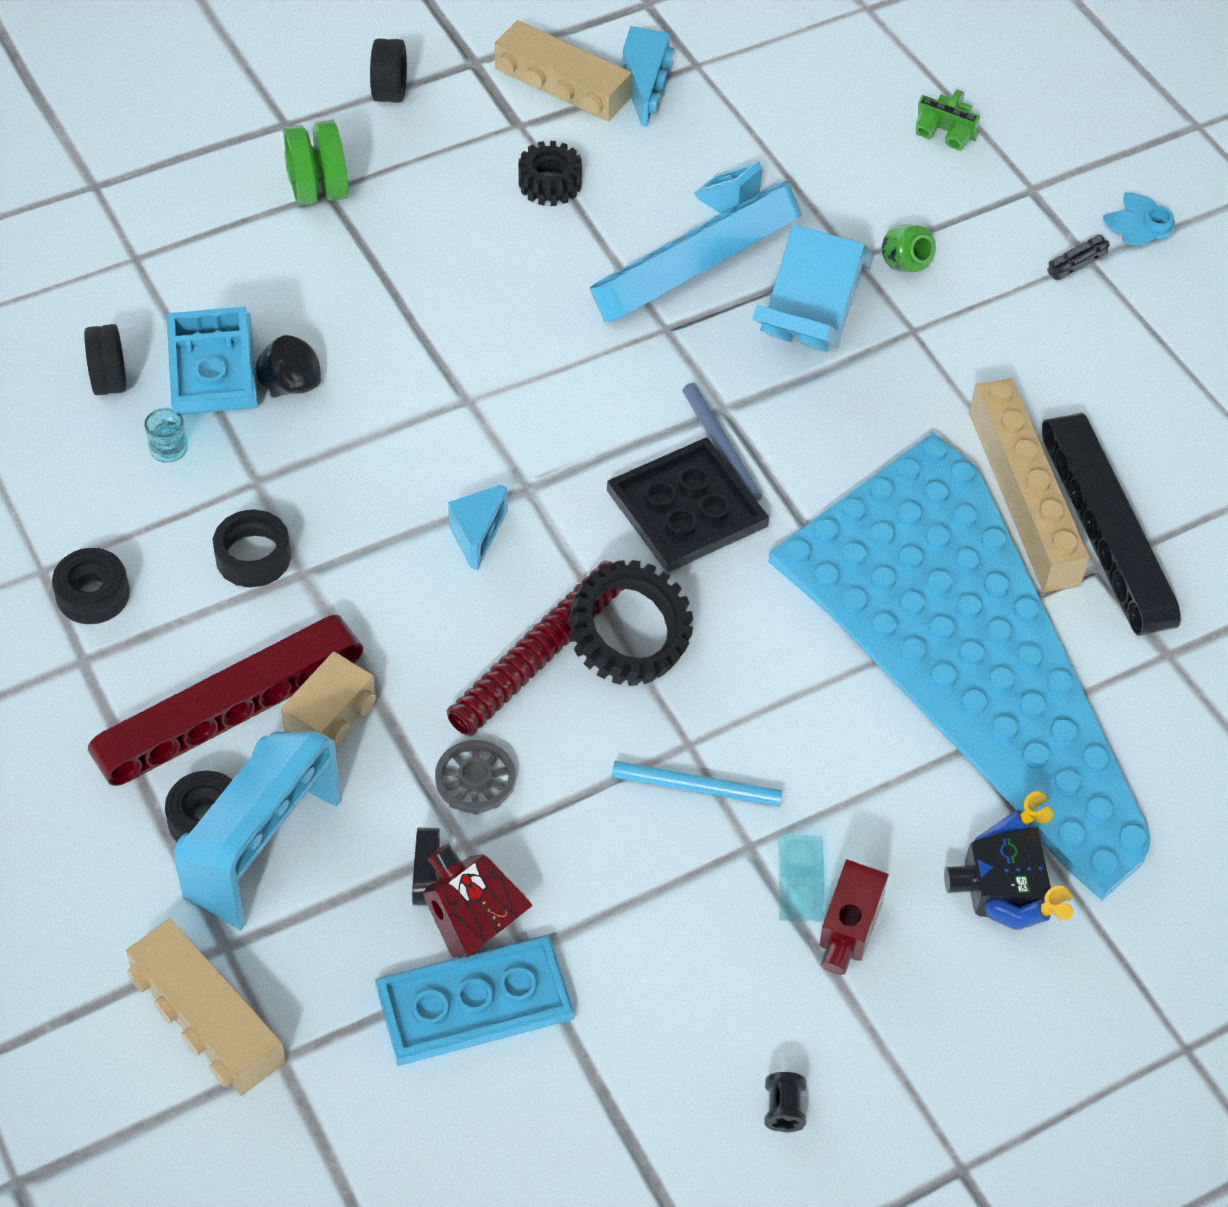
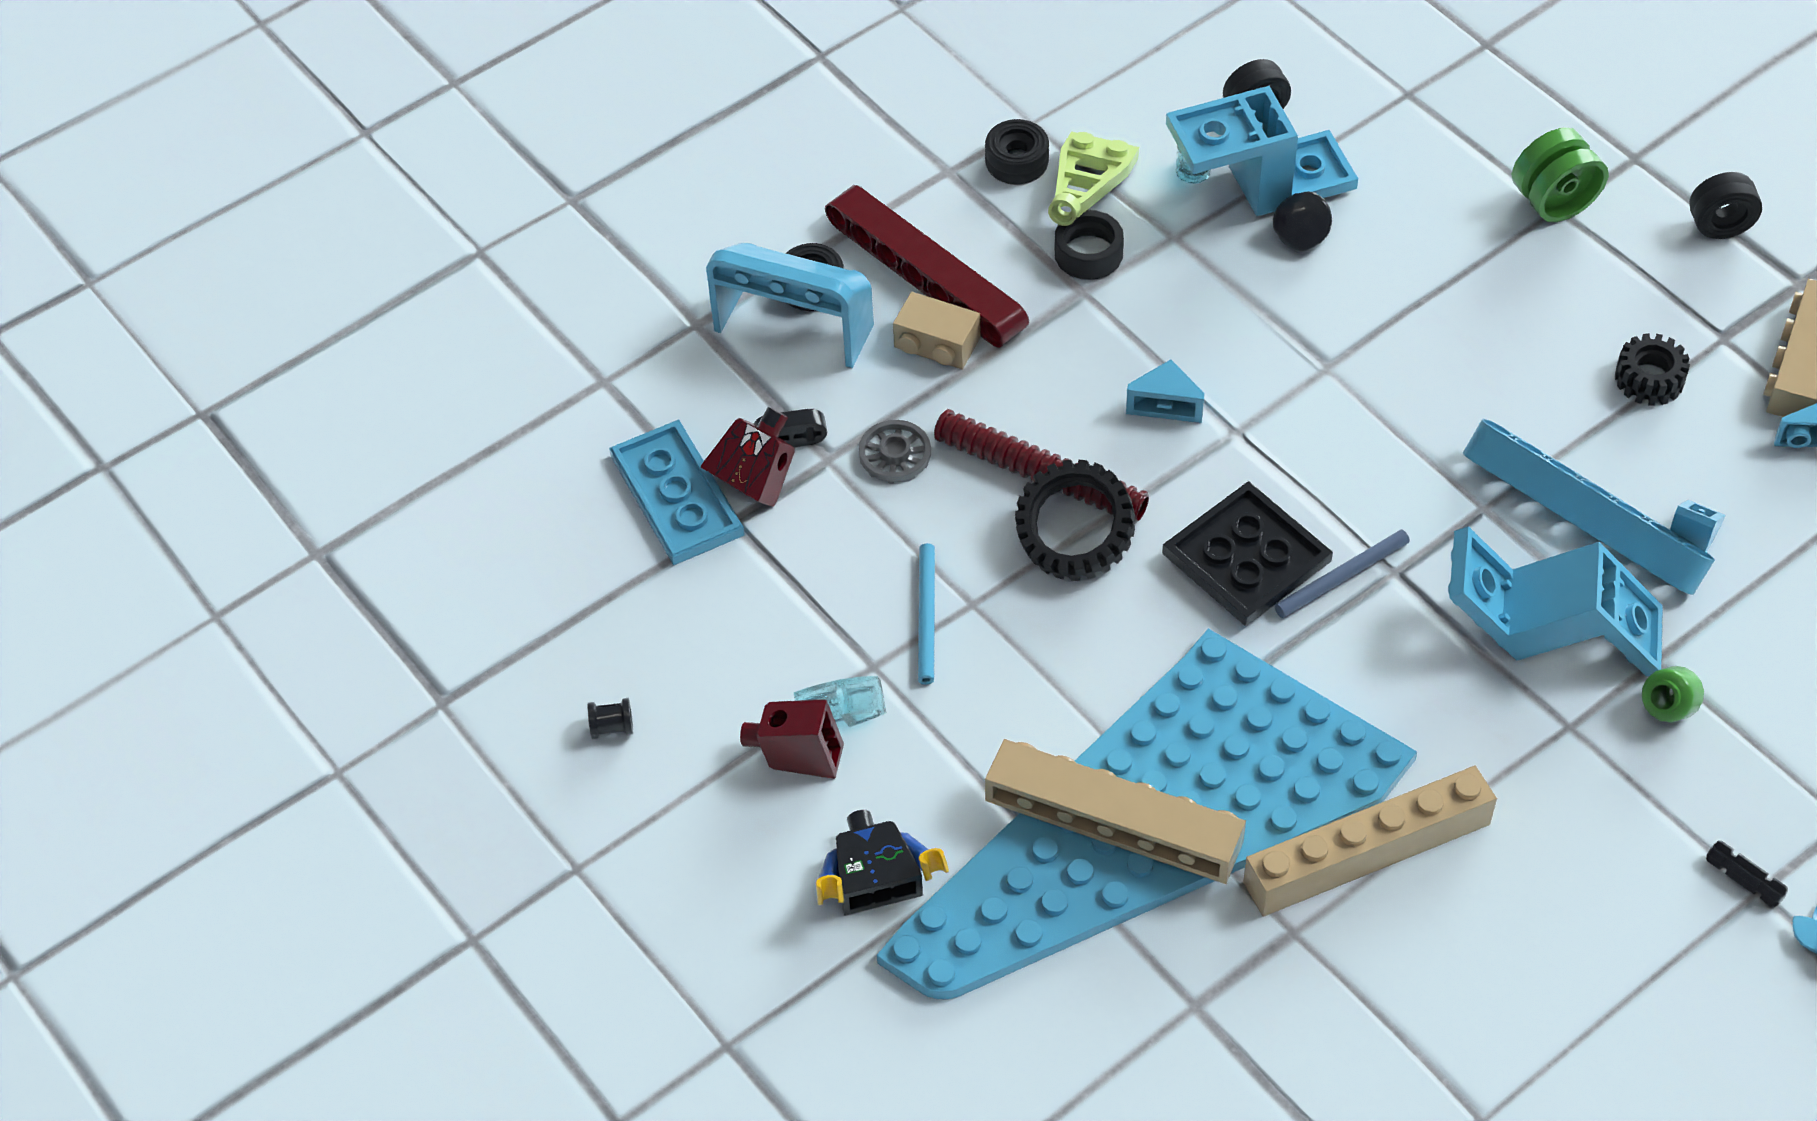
camera: 85 degrees right, 0 degrees up
(133, 502) = (1085, 150): none -> yellowish green plate
(205, 1007) = (631, 316): tan brick -> none
(984, 656) = (1115, 810): none -> tan brick
(1111, 525) = (1345, 927): black beam -> none

